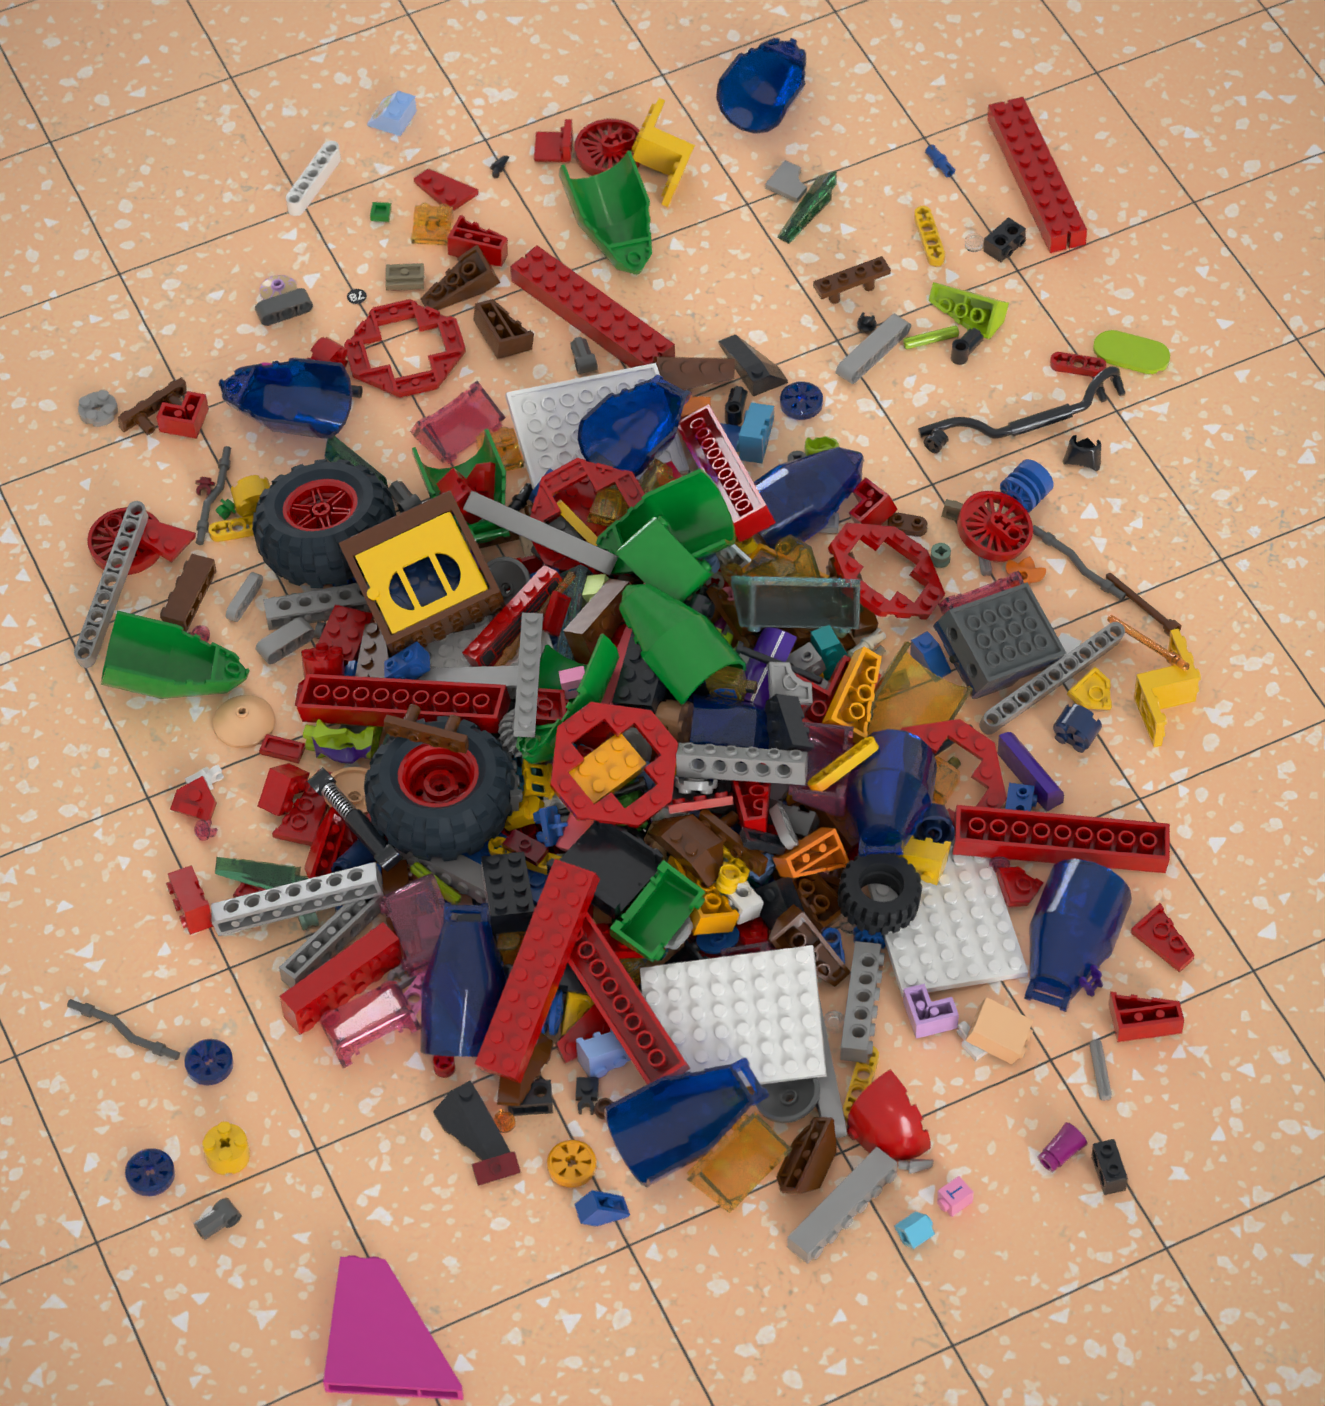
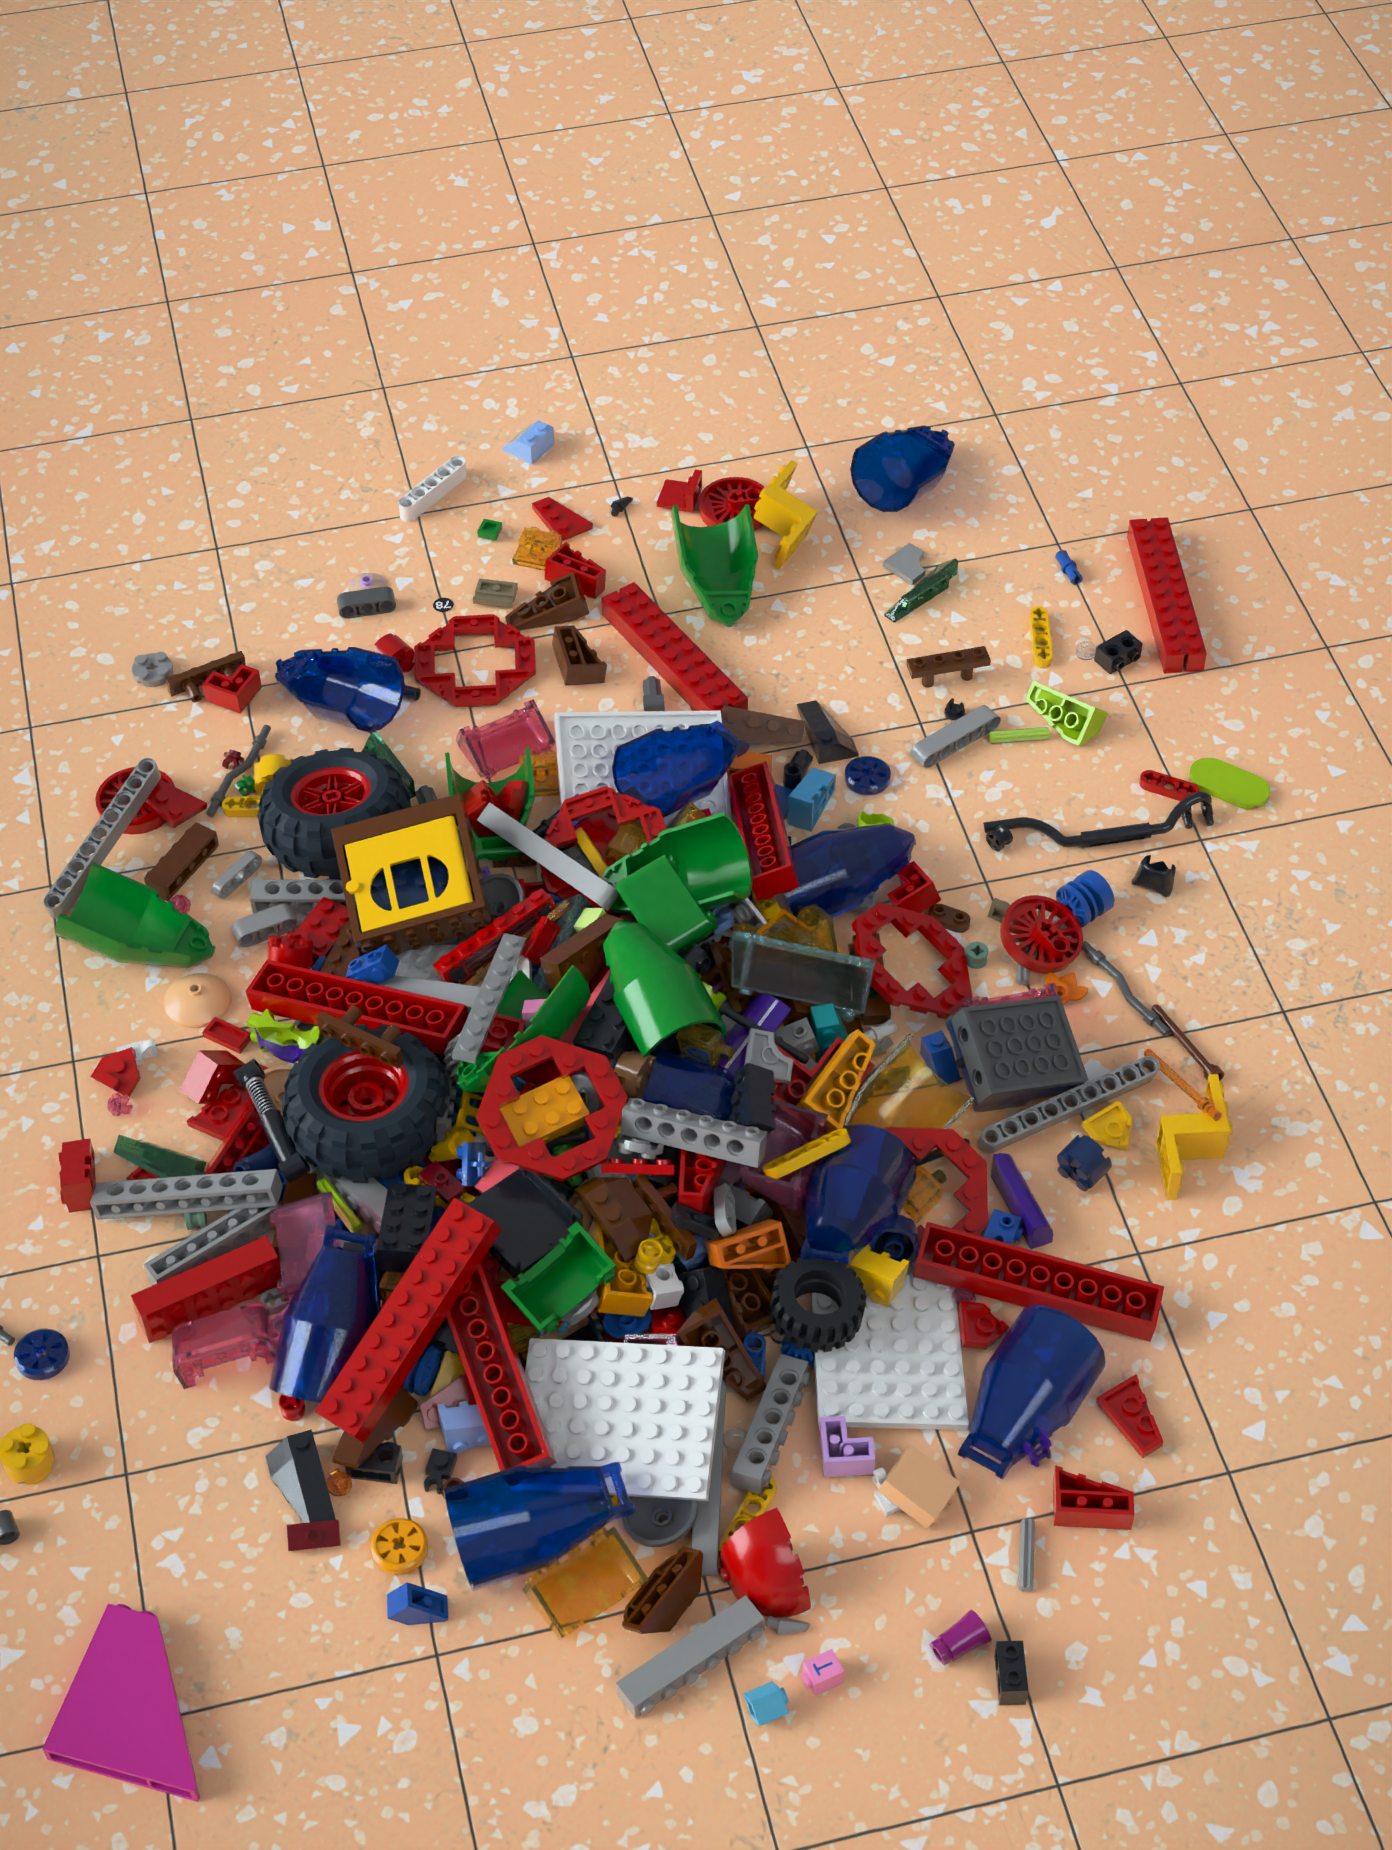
camera: 10 degrees right, 5 degrees down
(965, 346) = (1053, 748): black piece -> none

